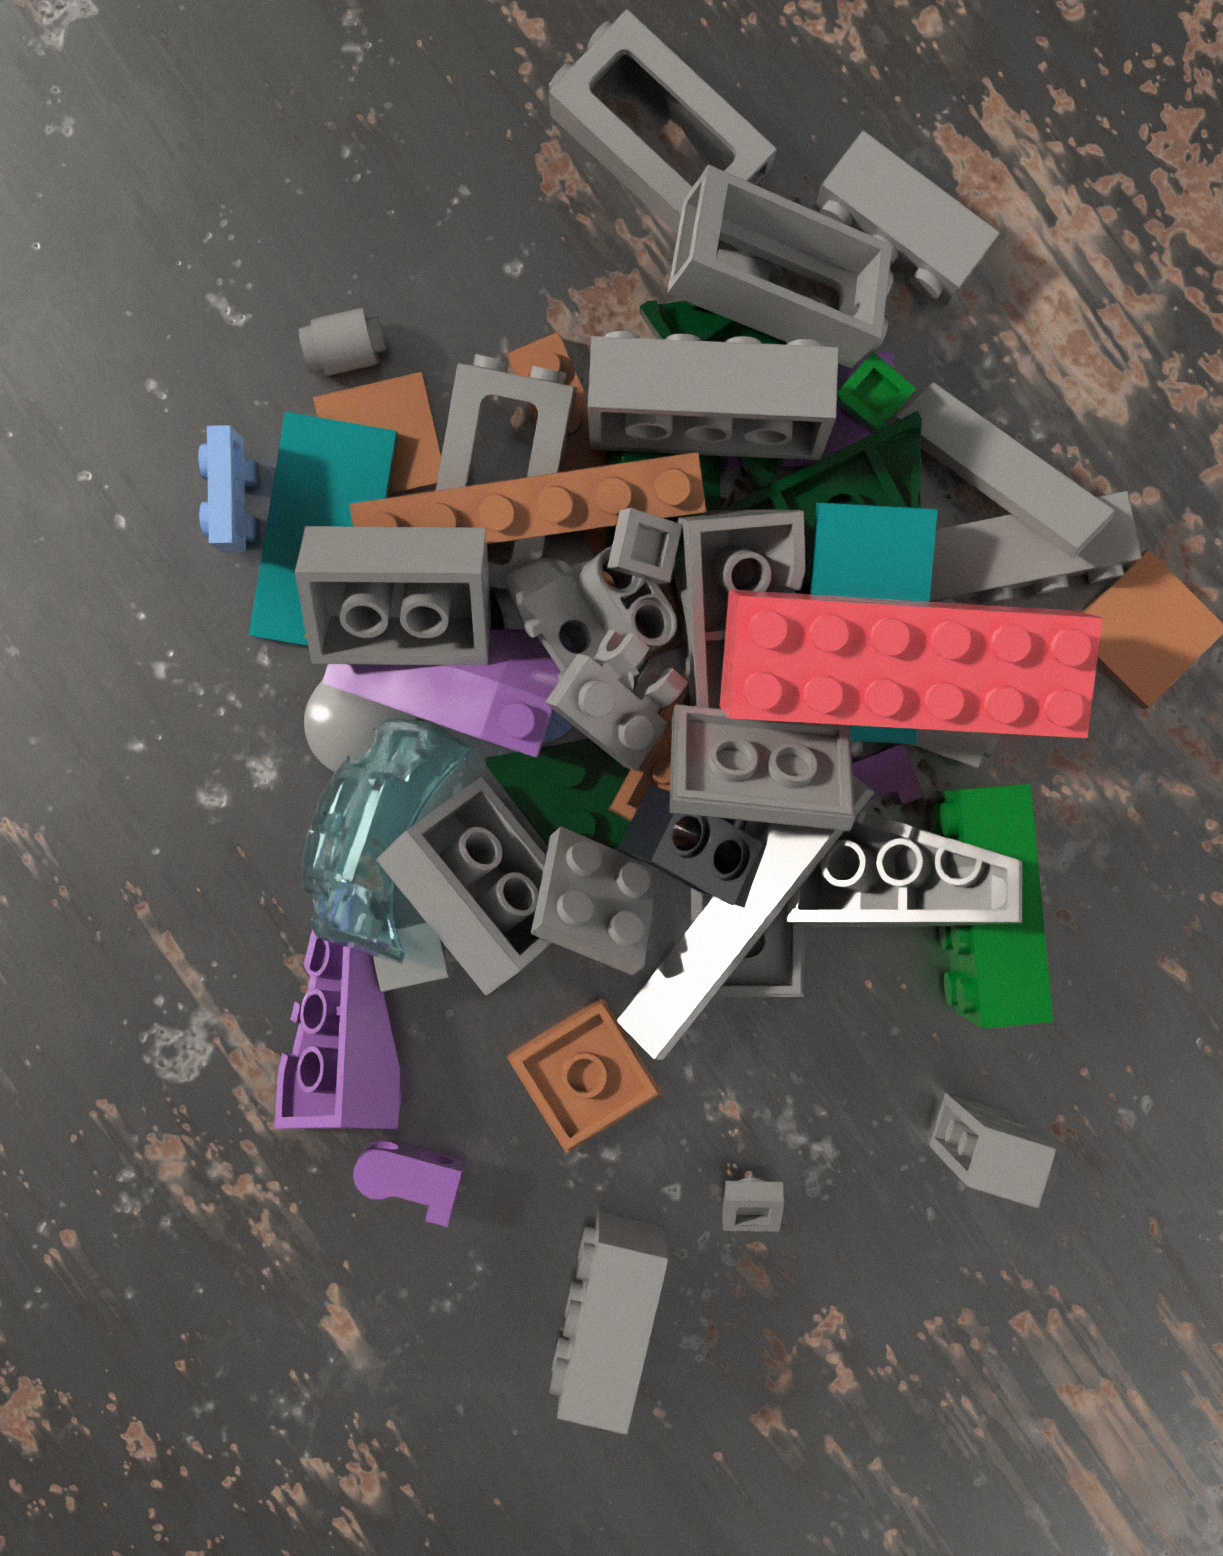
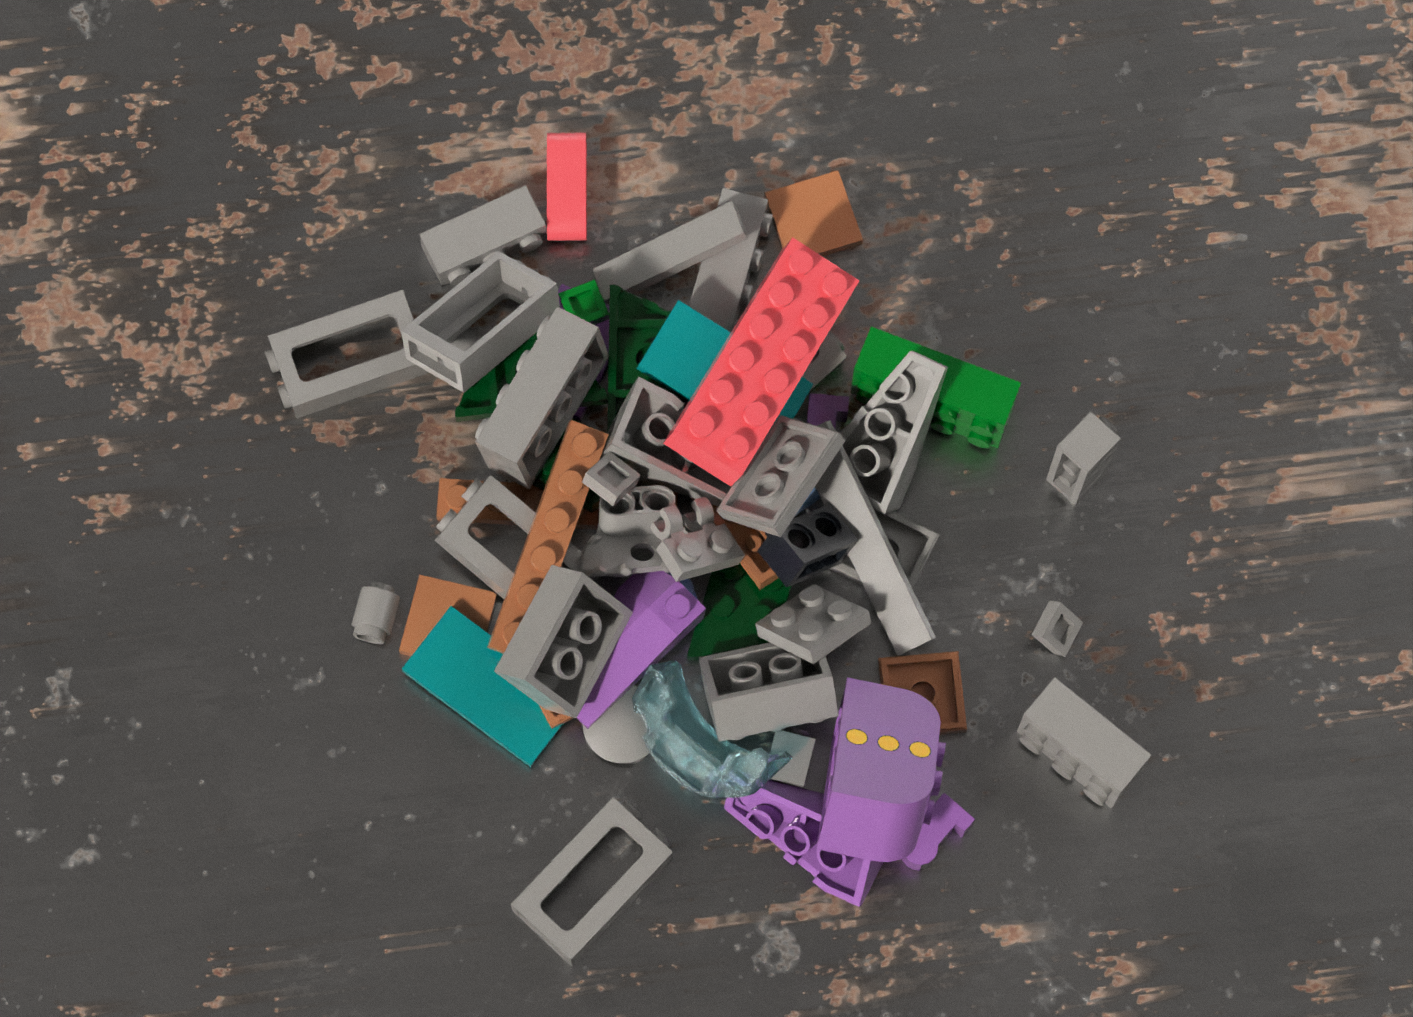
camera: 60 degrees left, 15 degrees down
(52, 760) = (619, 897): none -> light grey piece
(227, 473) = (451, 731): light blue plate -> none
(429, 1091) = (880, 772): none -> medium lavender brick
(1027, 290) = (567, 186): none -> coral beam

